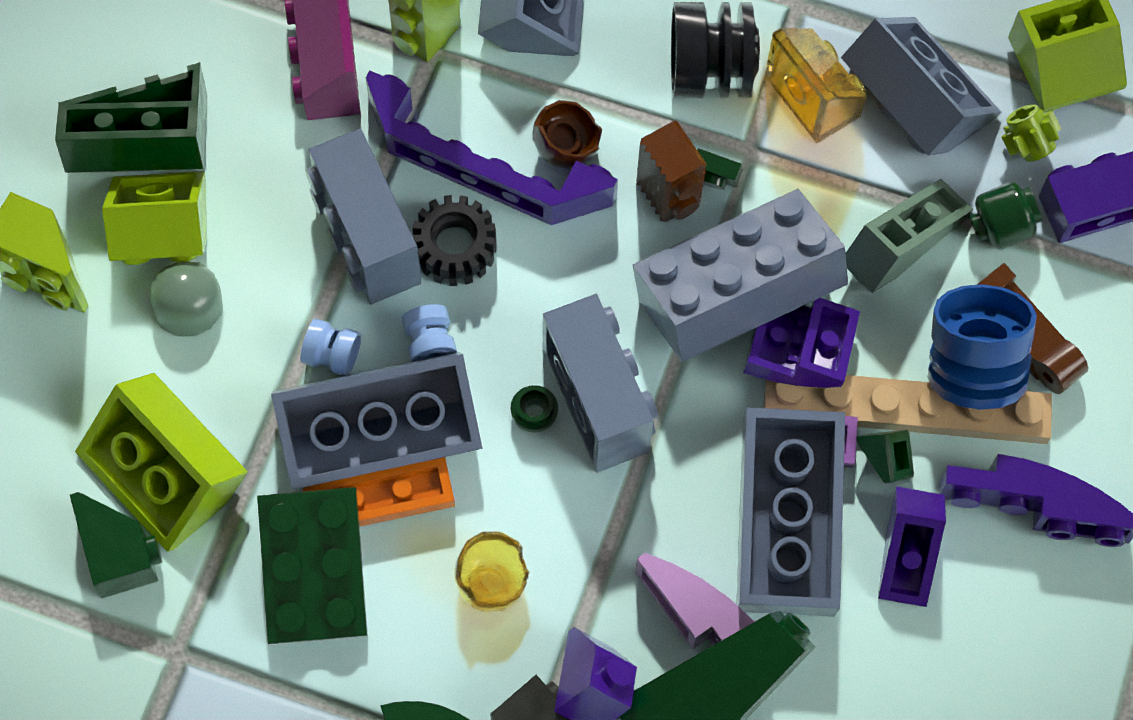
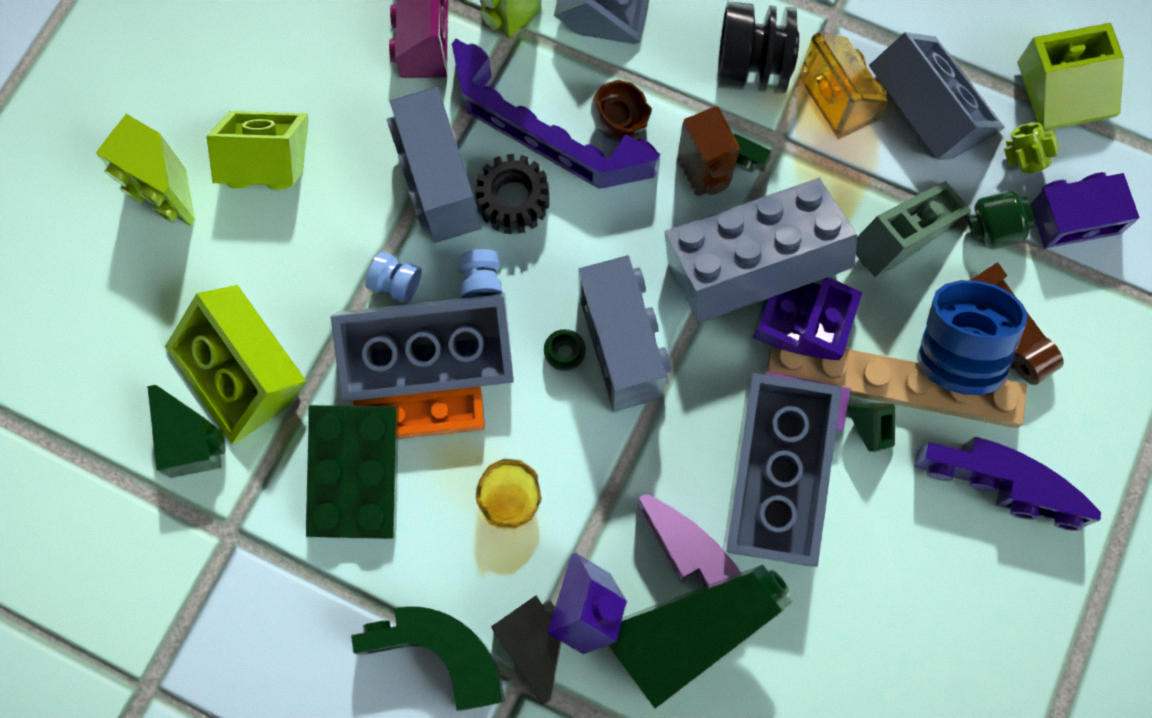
camera: 10 degrees right, 5 degrees up
(136, 128) = (251, 70): dark green wedge -> none
(186, 298) = (276, 222): sand green hair -> none
(912, 546) = (888, 510): dark purple slope -> none

